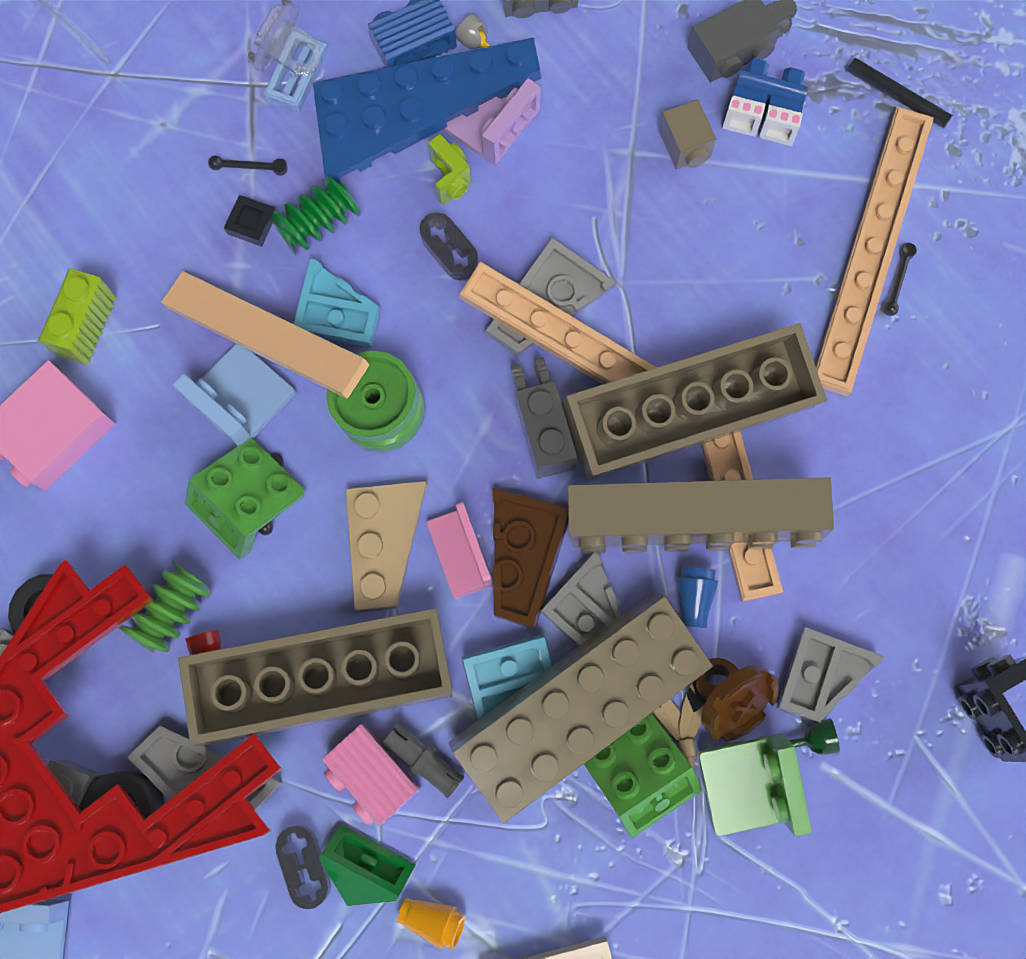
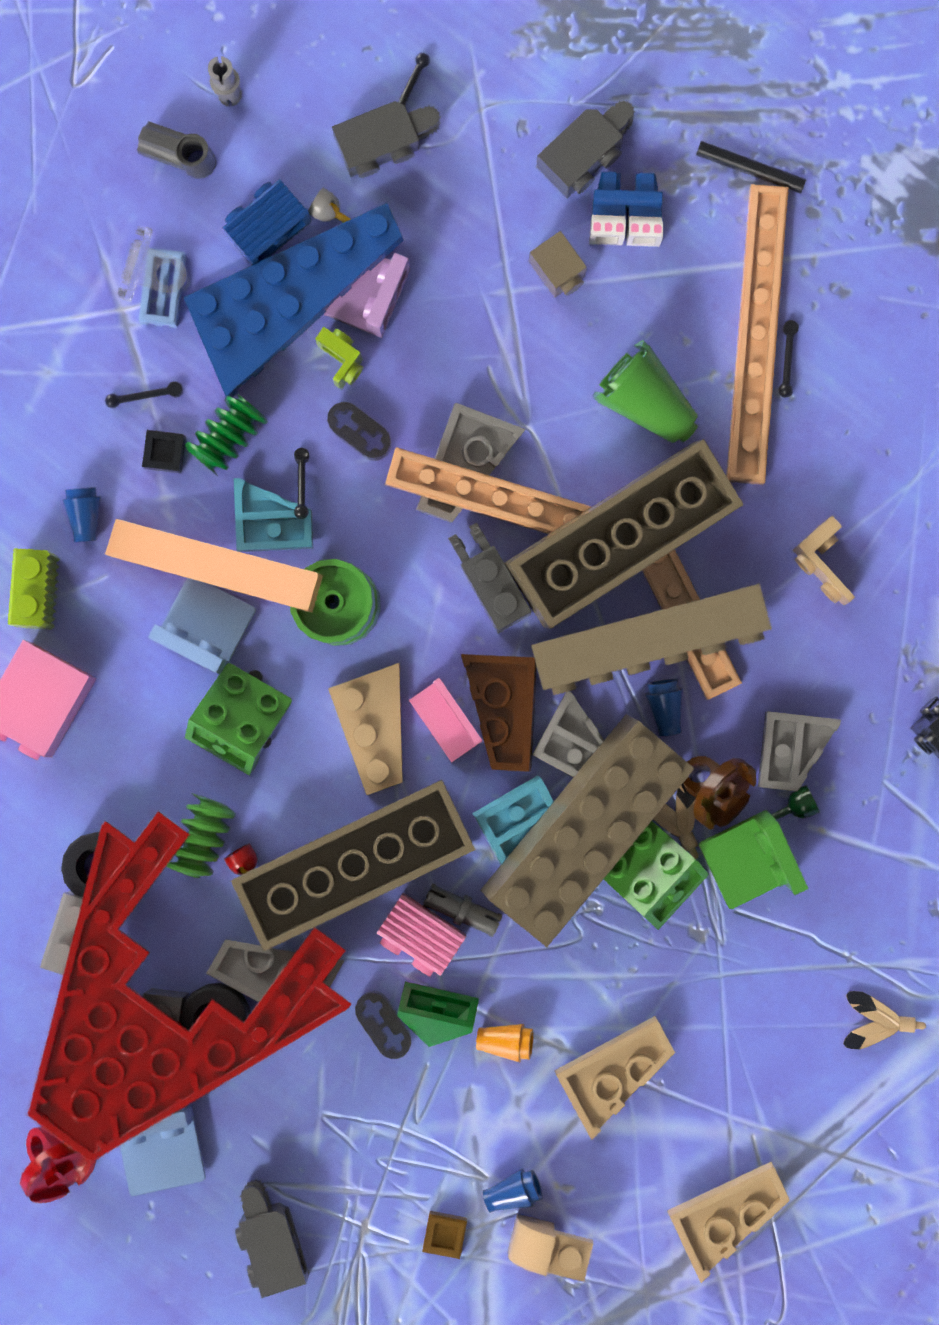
camera: 10 degrees left, 10 degrees up
(151, 255) = (82, 512): none -> blue cone
(384, 258) = (301, 457): none -> black hinge
(750, 276) = (648, 396): none -> bright green cone
(883, 482) = (822, 539): none -> tan bracket

